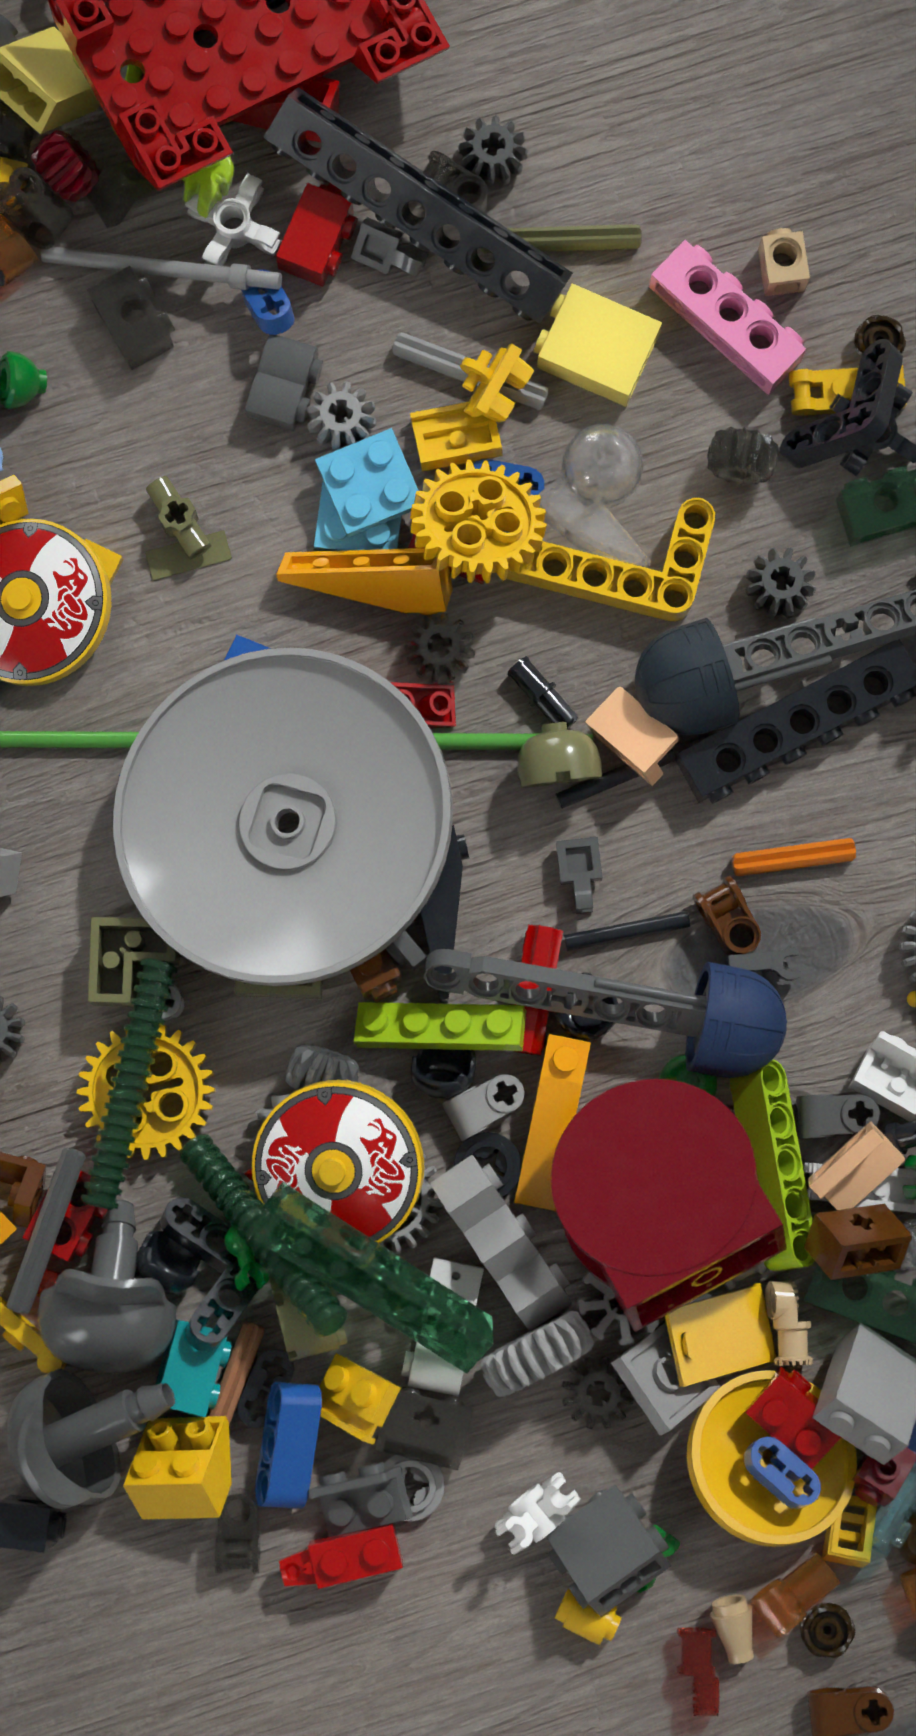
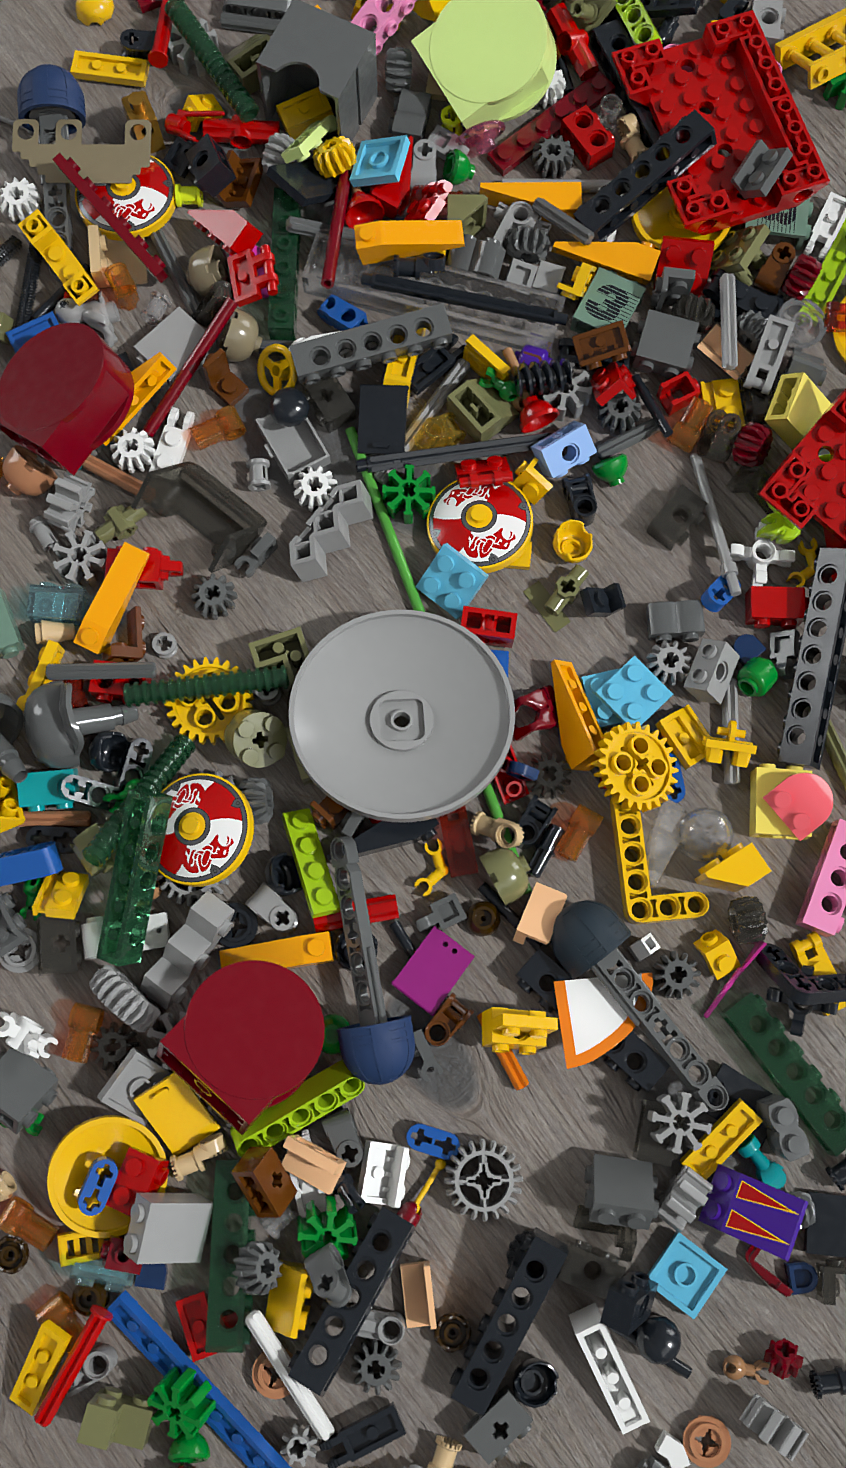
camera: 70 degrees right, 5 degrees down
(30, 1117) = (157, 649): none -> light grey bush
(38, 443) = (580, 494): none -> black piece
(102, 675) = (451, 580): none -> medium azure plate
(110, 480) = (572, 541): none -> yellow hair
(191, 645) = (490, 626): none -> red brick
(214, 471) = (602, 601): none -> black bracket
(231, 1040) = (245, 727): none -> olive brick
(269, 156) = (810, 556): none -> yellow arm
(332, 613) = (545, 704): none -> dark red piece
(334, 1442) = (31, 891): none -> green arm
(361, 299) = (748, 647): none -> dark blue tile
(377, 361) = (711, 671): none -> light grey brick
(408, 302) = (757, 677): none -> green head
(424, 681) = (521, 771): none -> dark blue tile
(490, 749) = (496, 829): none -> tan connector
(494, 688) = (535, 819): none -> black piece
(494, 811) = (458, 844): none -> clear red plate
(517, 850) = (440, 869): none -> yellow arm
(528, 627) = (581, 828): none -> clear orange piece
(553, 1429) = (83, 1024): none -> clear orange piece
(612, 316) = (801, 802): none -> coral slope
(612, 828) = (486, 927): none -> dark brown plate
(652, 911) = (433, 970): none -> magenta container
(670, 441) = (736, 871): none -> yellow slope
(727, 611) = (643, 947): none -> white piece
(770, 515) = (717, 953): none -> yellow bracket
(776, 826) = (529, 1026): none -> yellow brick
(789, 465) = (754, 952): none -> dark pink piece
(798, 716) = (592, 1018): none -> white sticker
(889, 1003) = (431, 1148): none -> blue beam

